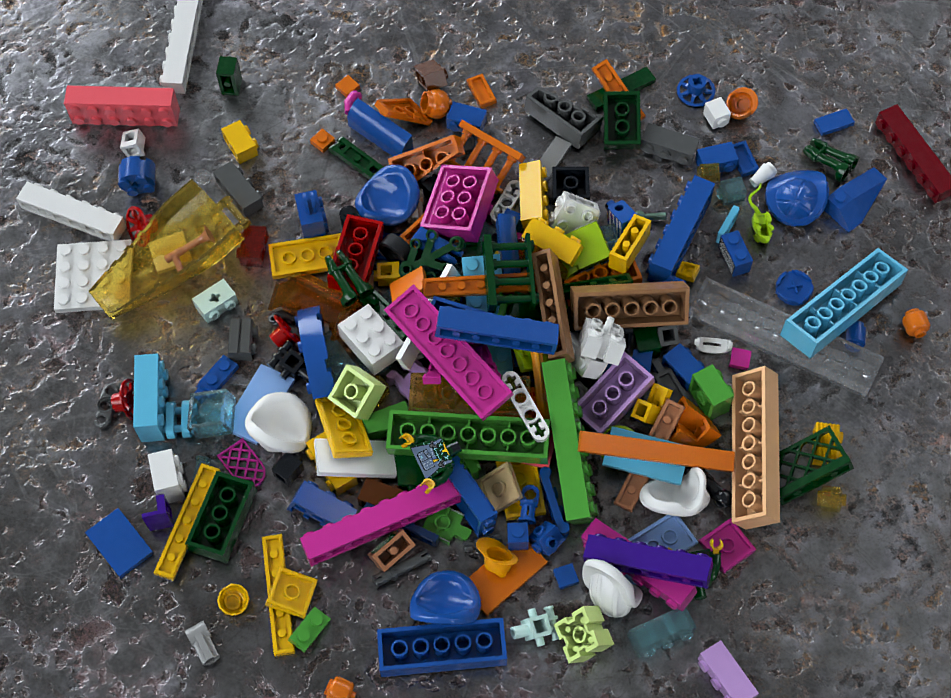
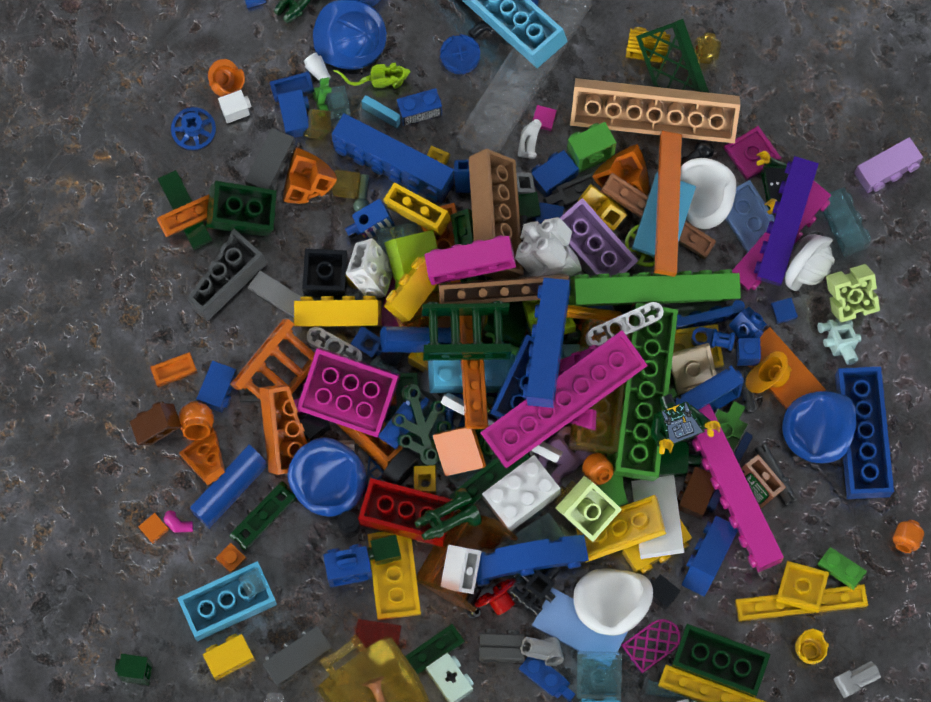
camera: 90 degrees left, 10 degrees up
(236, 374) = (546, 650): none -> light grey piece
(243, 289) = (434, 648): none -> dark green plate
(284, 135) = (223, 604): none -> medium azure brick
(294, 145) = (253, 582): none -> clear light blue plate
(305, 298) = (461, 569): none -> white brick
(324, 242) = (384, 550): none -> dark green brick
(395, 400) = (598, 468): none -> orange head
(575, 271) = (470, 260): none -> dark pink brick
(655, 200) = (346, 184): none -> clear yellow panel
(658, 172) = (307, 178): none -> orange brick
(734, 171) = (321, 93): none -> bright green bar

